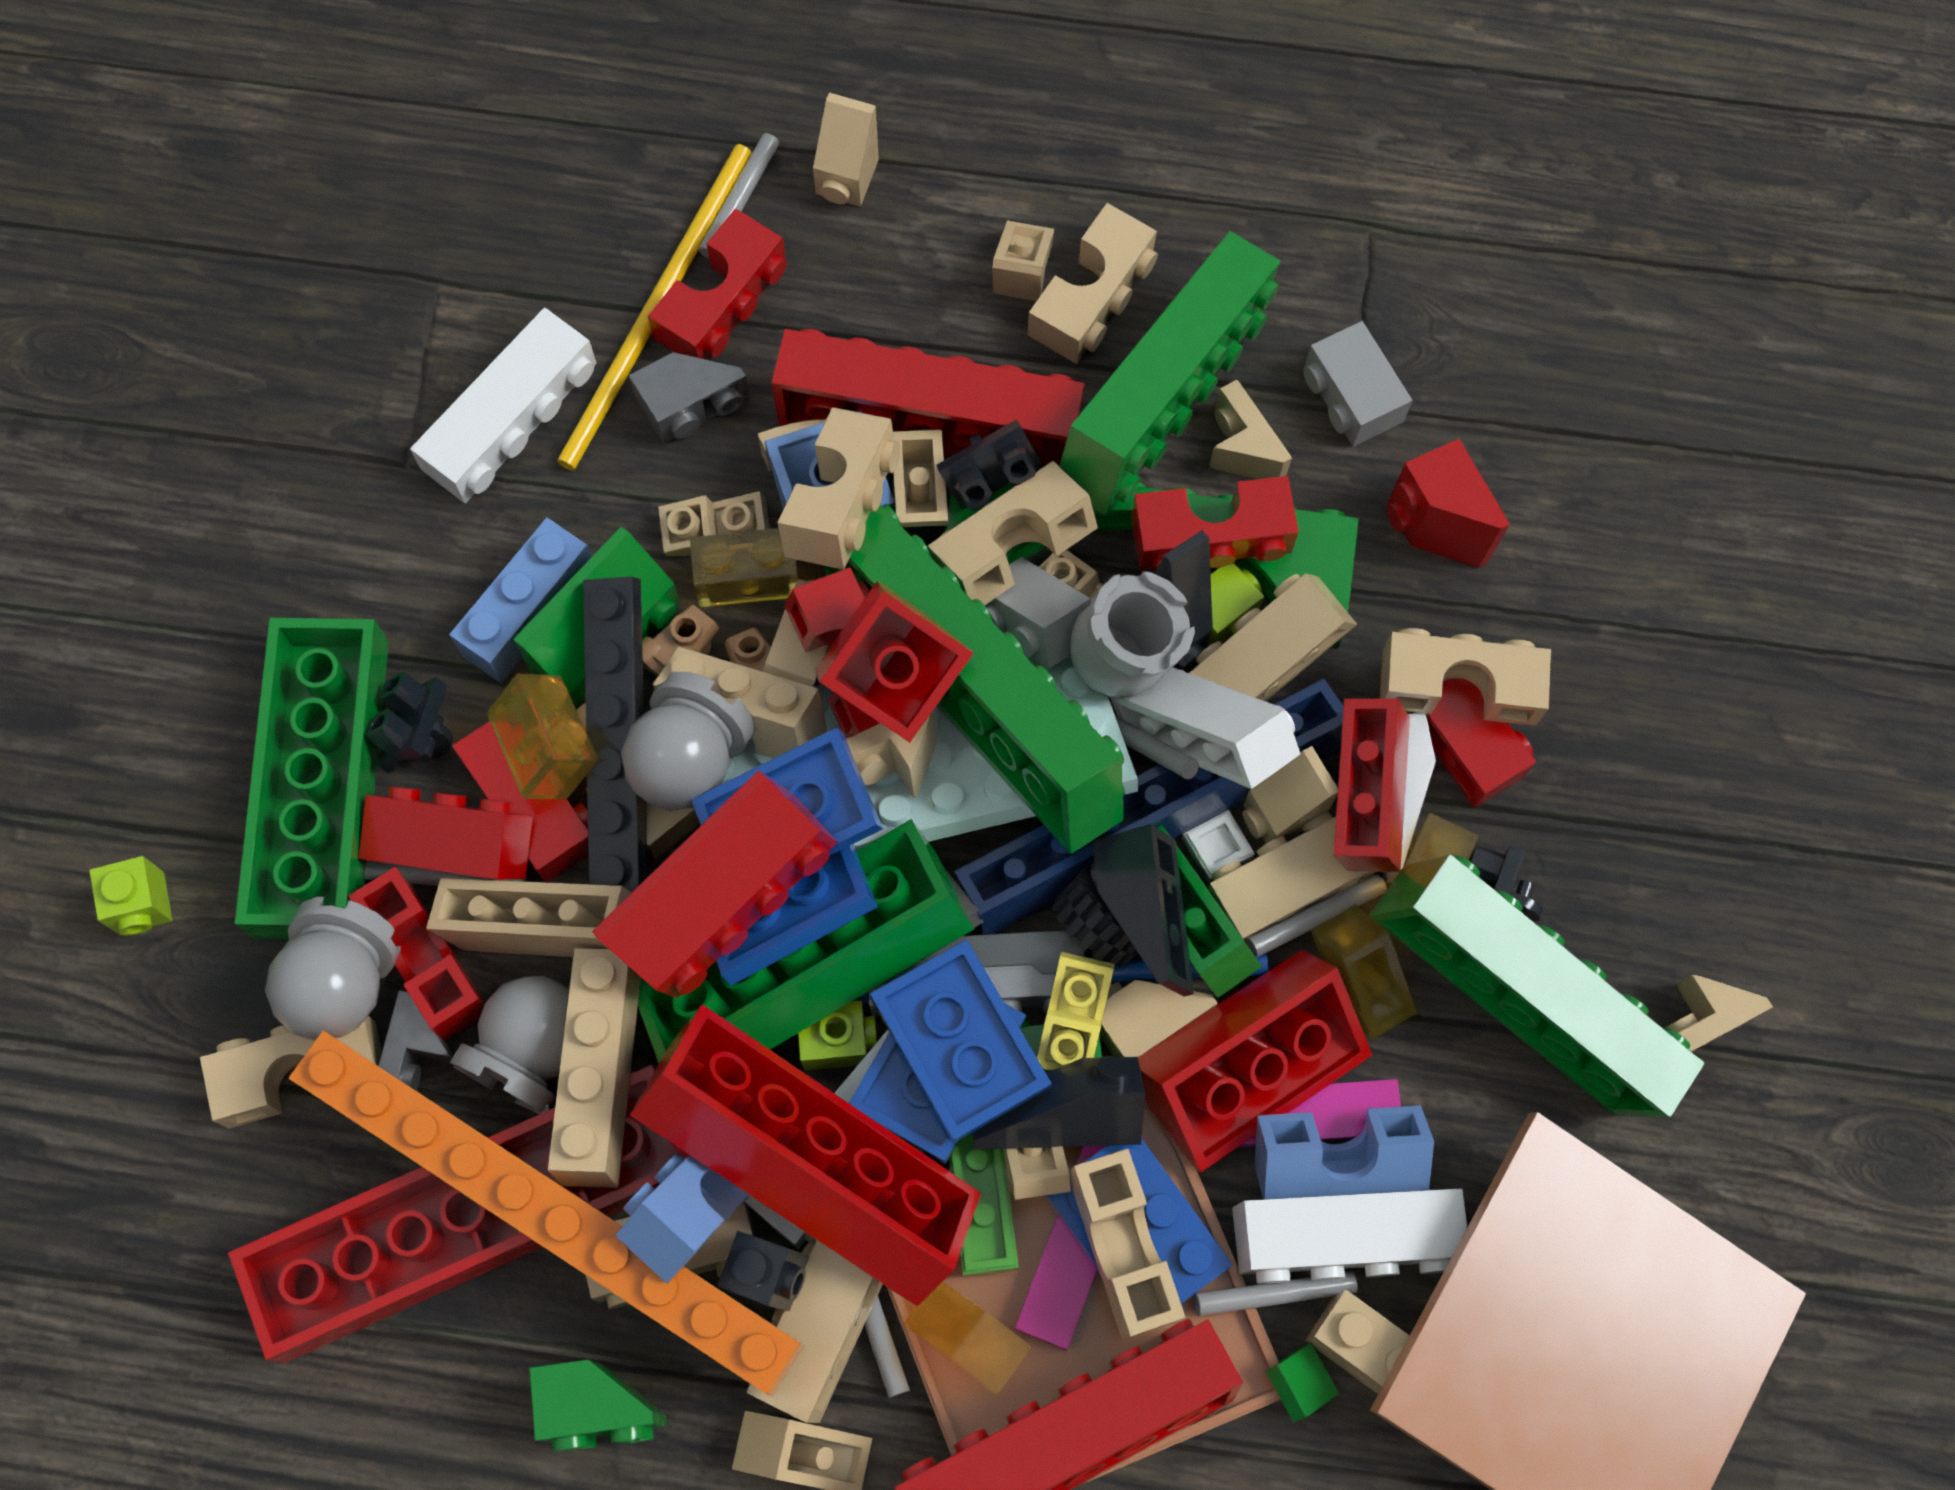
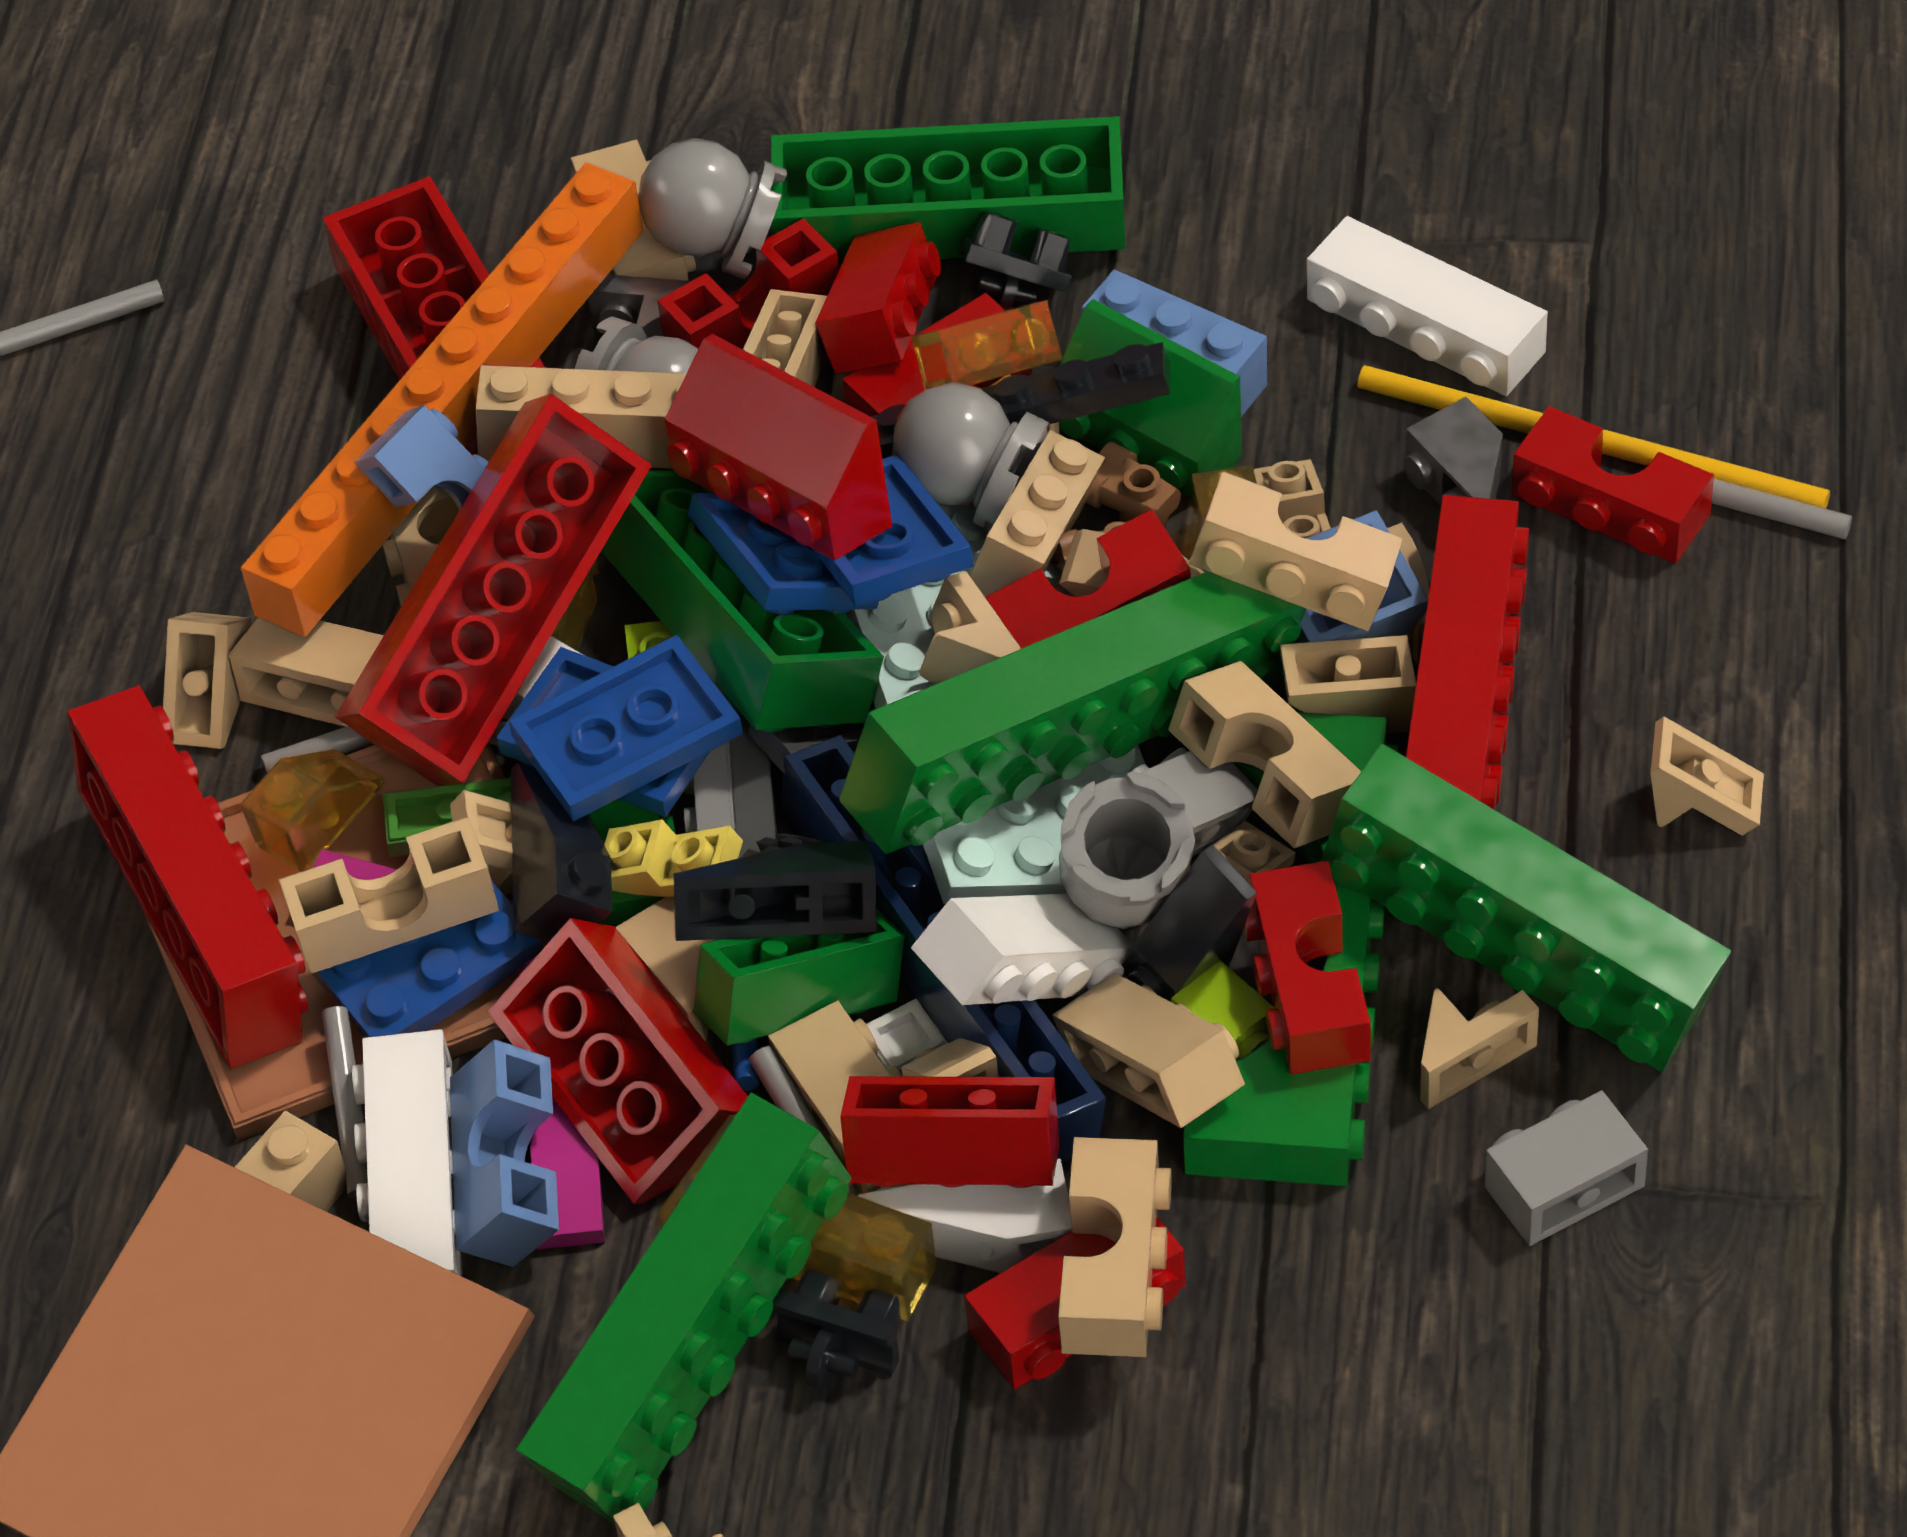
camera: 95 degrees right, 20 degrees down
(131, 896) = (814, 75): lime brick -> none
(588, 1401) = (262, 468): green slope -> none
(763, 1271) = (377, 581): black brick -> none
(846, 150) = (1817, 583): tan slope -> none
(893, 662) = (1052, 577): red slope -> none
(989, 465) = (1356, 715): black hips -> none
(1073, 316) = (1719, 892): tan arch -> none
(1302, 1382) = (238, 1125): green tile -> none
(1447, 506) = (1378, 1249): red slope -> none

